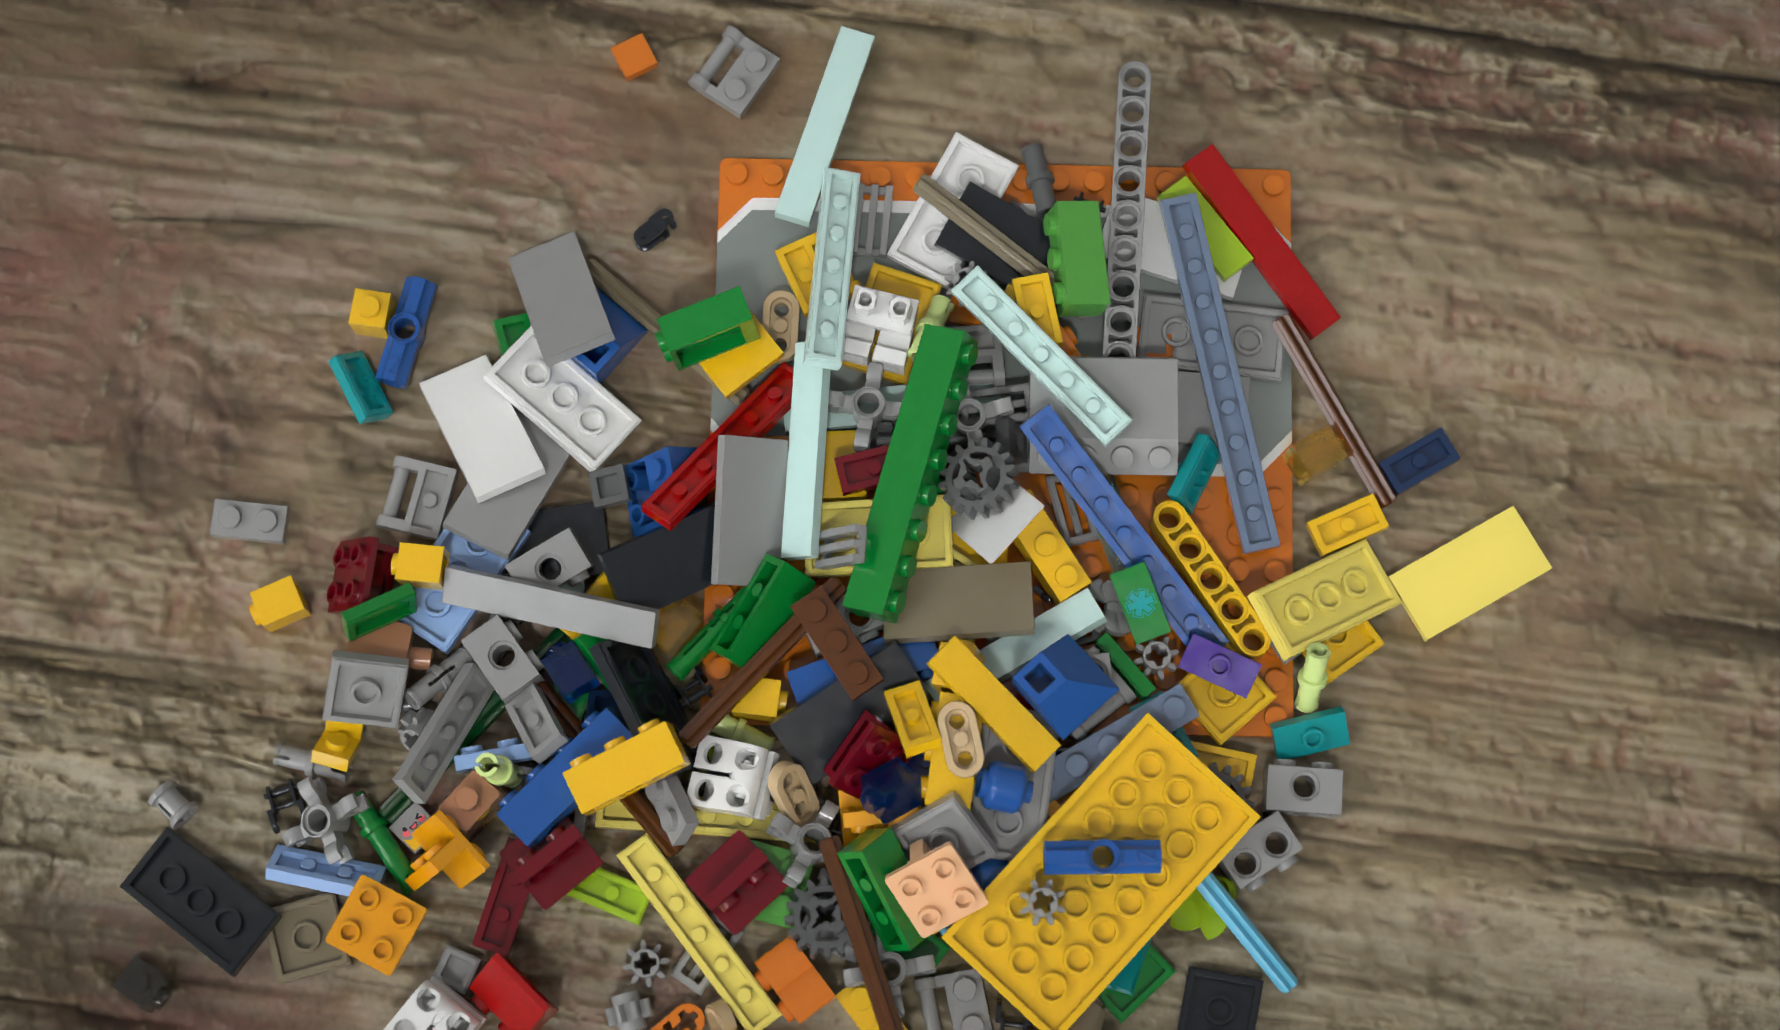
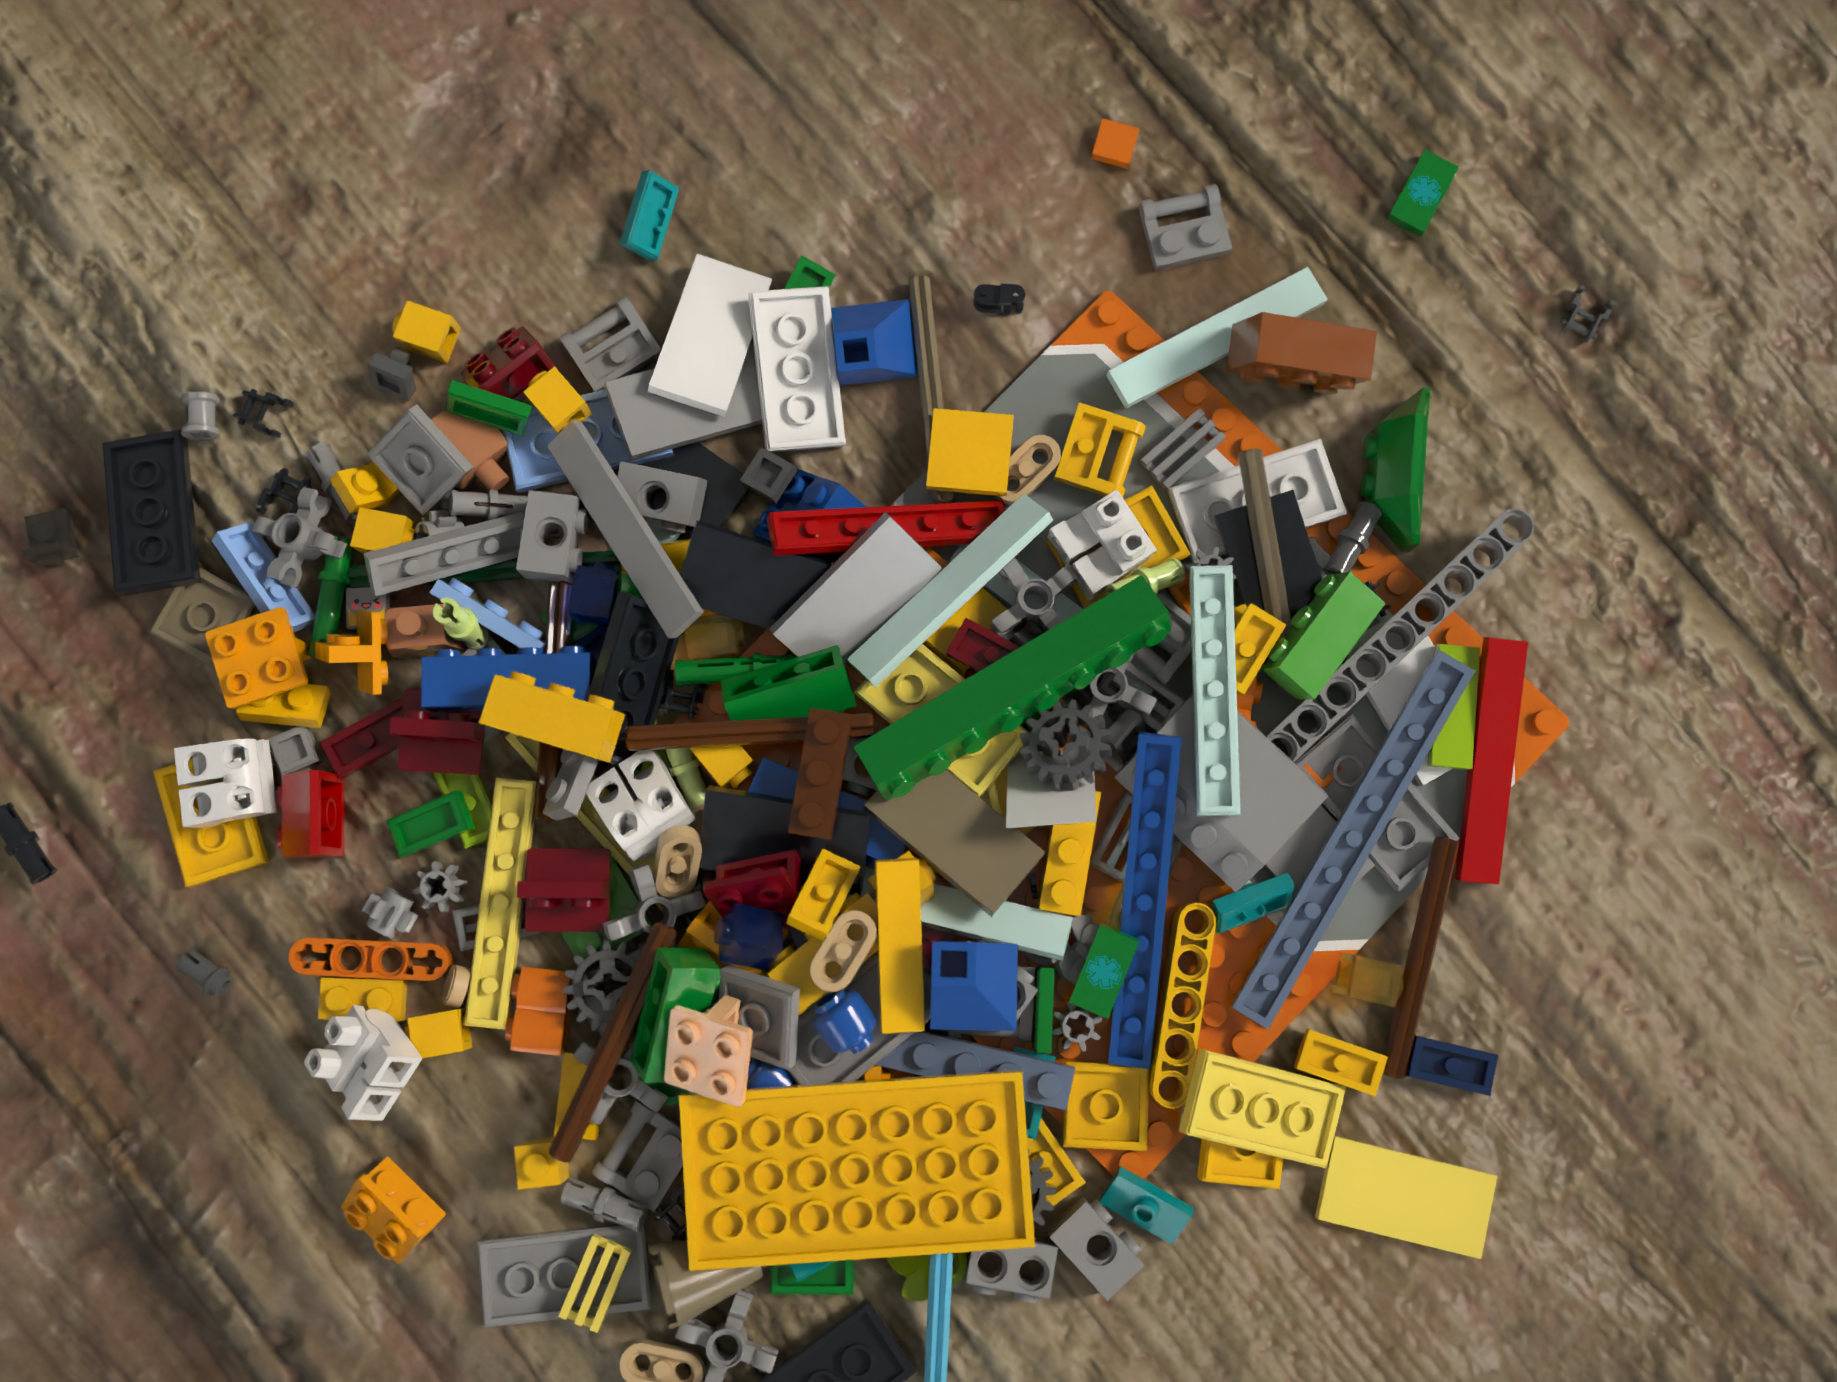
camera: 40 degrees right, 5 degrees up
(210, 751) = (268, 399): none -> black piece
(250, 521) = (467, 246): light grey plate -> none
(284, 653) = (393, 374): none -> dark grey tile
(371, 313) = (712, 164): yellow brick -> none
(379, 765) = (380, 530): none -> yellow brick
(400, 353) = (746, 189): blue piece -> none
(431, 939) = (297, 707): none -> yellow plate
(536, 723) = (526, 613): light grey plate -> none
(561, 299) = (868, 286): light grey tile -> none
(599, 930) = (430, 824): none -> green tile
(706, 329) = (958, 414): green window -> none
(829, 546) = (891, 689): light grey tile -> none
(832, 269) = (1109, 459): light aqua tile -> none
(891, 88) = (1301, 352): none -> dark orange brick
(1025, 107) = (1398, 468): none -> green wedge
(1052, 907) = (771, 1153): light grey gear -> none
(1127, 857) = (889, 1180): blue piece -> none
(1219, 665) = (1123, 1082): dark purple plate -> none
(1312, 677) = (1191, 1164): yellowish green pin -> none

